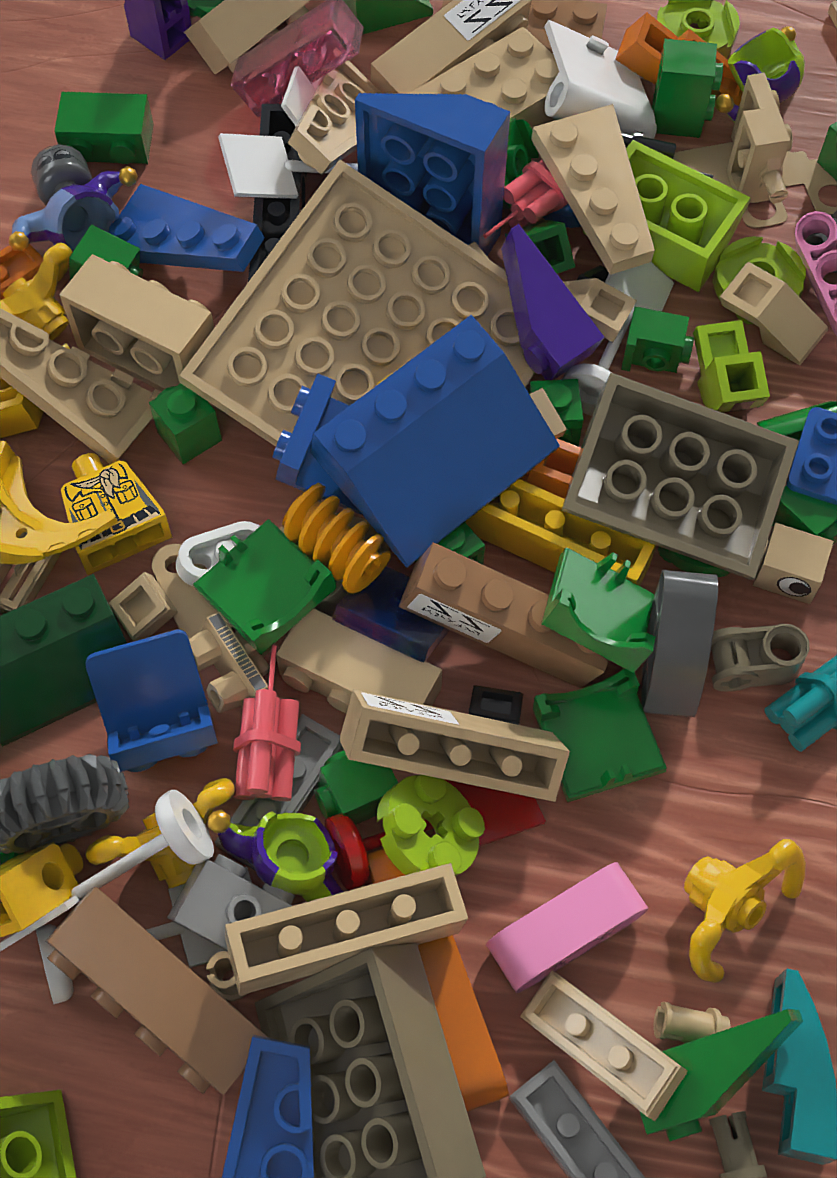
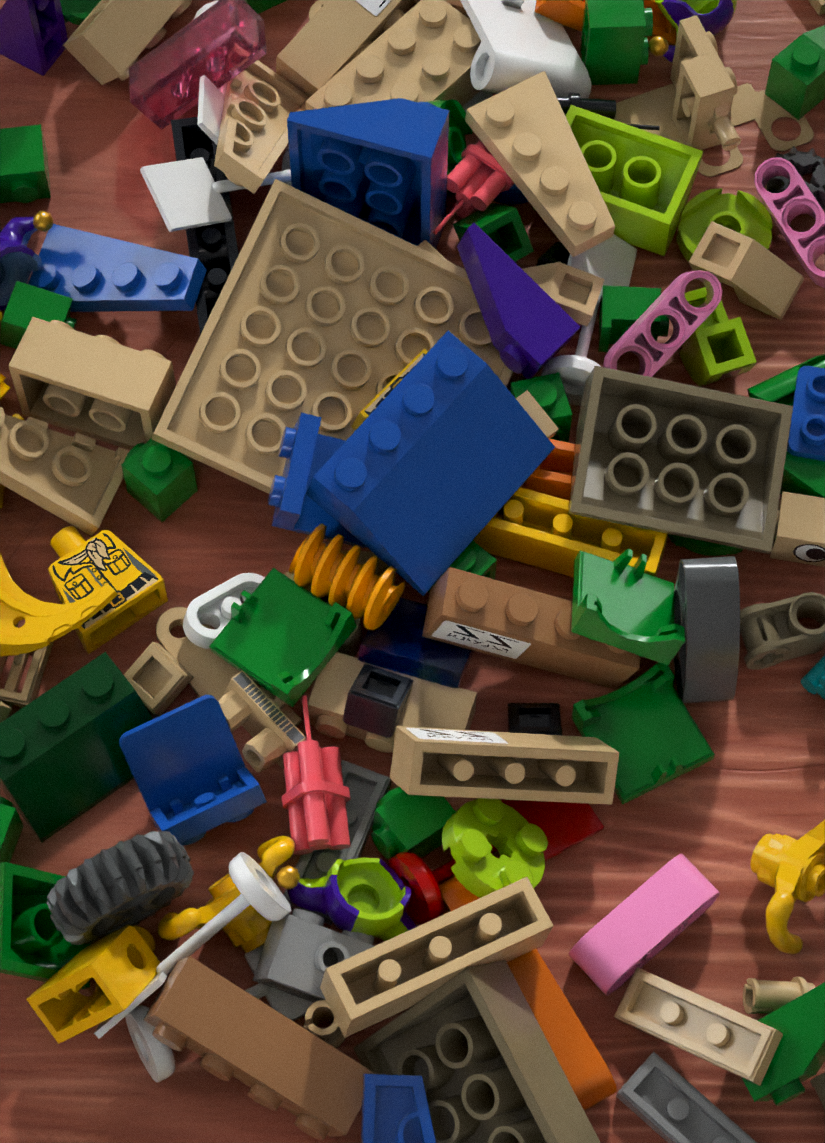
camera: 10 degrees left, 0 degrees up
(342, 661) = (377, 700): none -> black slope
(703, 339) = (683, 316): none -> bright pink beam

